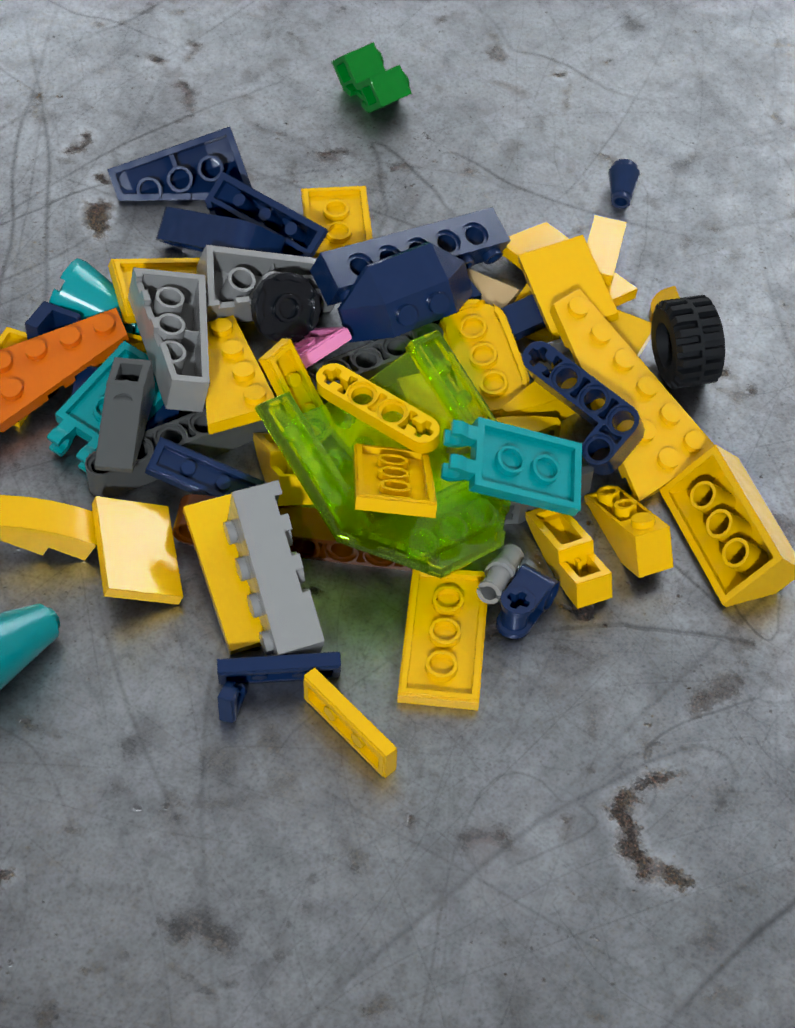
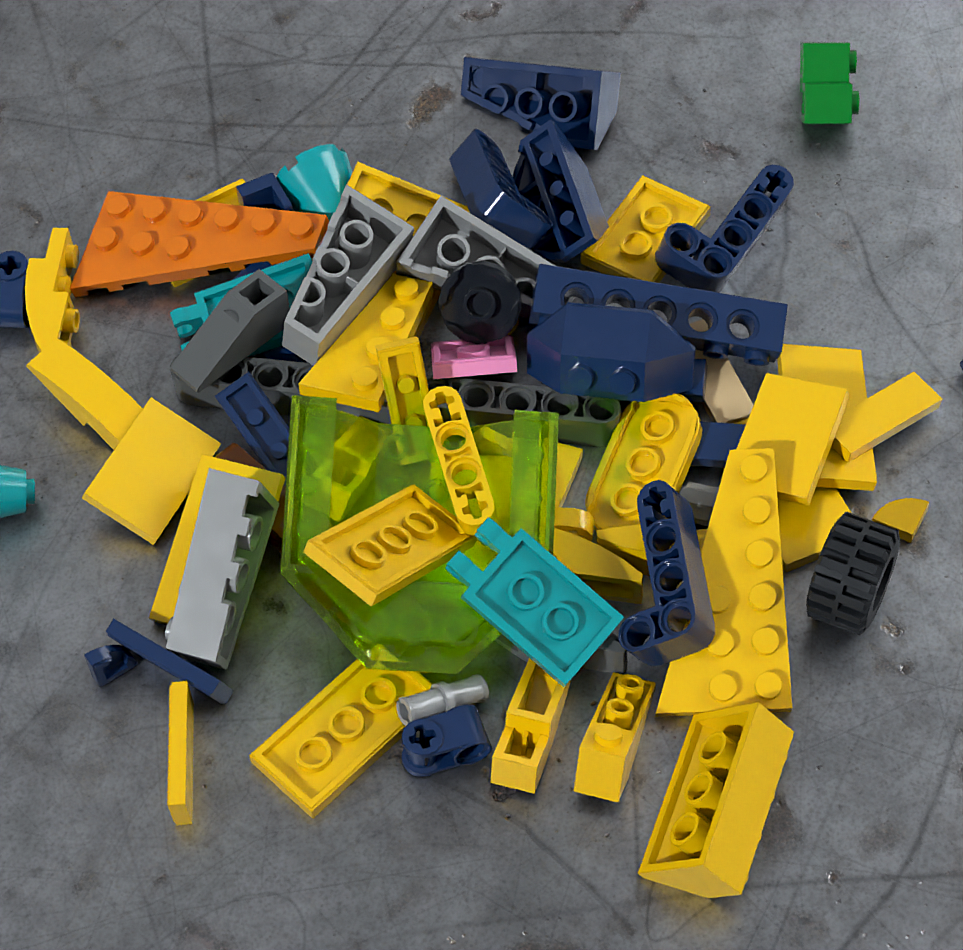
camera: 45 degrees right, 5 degrees up
(404, 197) = (715, 253): none -> dark blue beam

